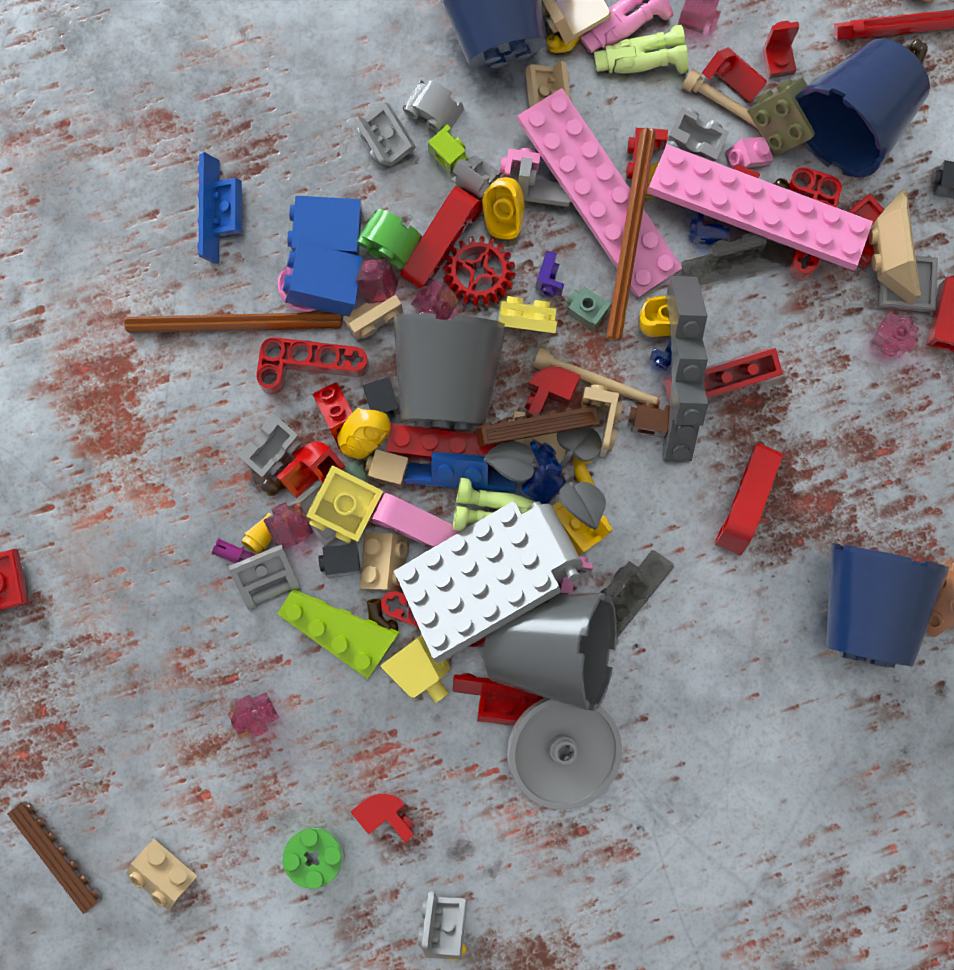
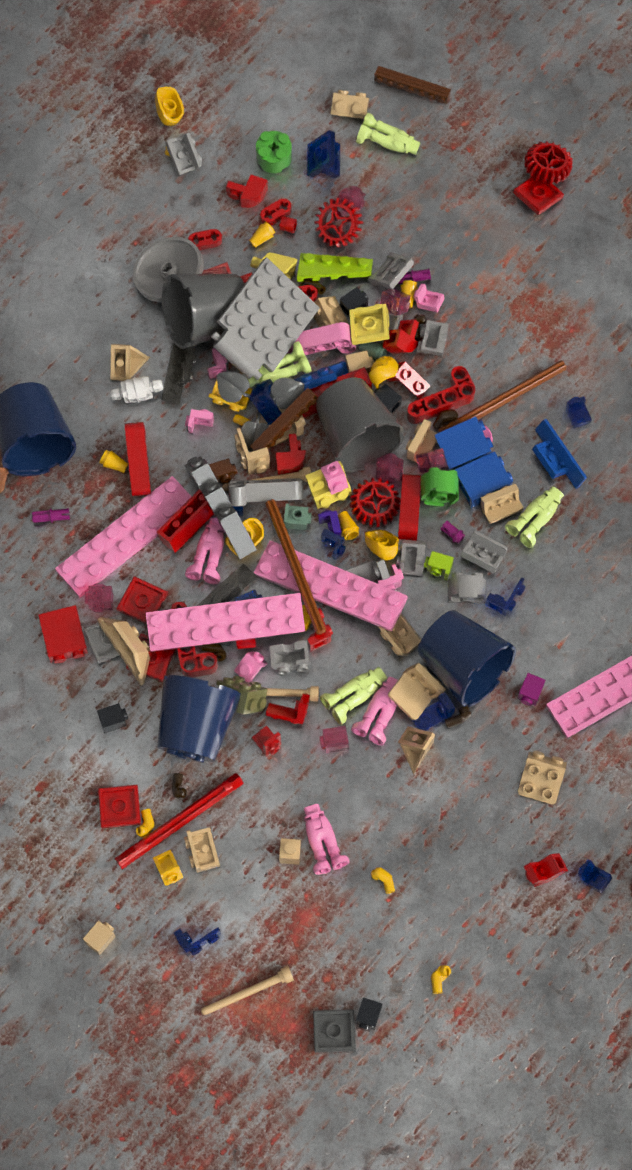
camera: 150 degrees right, 10 degrees down
(133, 775) = (396, 139): none -> yellowish green piece
(151, 251) = (578, 412): none -> clear blue bracket
(240, 509) = (427, 299): none -> bright pink bracket
(249, 809) = (323, 156): none -> clear blue bracket
(277, 152) = (542, 506): none -> yellowish green piece
(280, 694) = (335, 214): none -> red gear
(318, 334) = (445, 416): none -> dark brown arm
(324, 179) = (501, 503): none -> tan bracket
(358, 732) = (288, 224): none -> red hose
(364, 771) = (275, 211): none -> red beam
(394, 57) = (499, 604): none -> clear blue bracket
(404, 736) = (262, 234): none -> yellow cone
(405, 183) = (452, 532): none -> magenta pin
(484, 784) = (205, 239): none -> red beam
(519, 309) = (334, 477): none -> bright pink bracket
(530, 259) = (348, 527): none -> yellow cone
(565, 254) = (333, 540): none -> clear blue bracket
(612, 363) = (263, 490): none -> light grey beam
(633, 510) = (199, 417): none -> bright pink bracket
(694, 647) = (125, 361): none -> tan slope
(701, 595) = (136, 389): none -> white piece
(719, 335) = (211, 540): none -> bright pink piece
(782, 514) = (113, 461): none -> yellow cone
(816, 406) = (122, 537): none -> bright pink plate
(841, 307) = (141, 598): none -> red plate
(900, 485) = (50, 515): none -> magenta axle

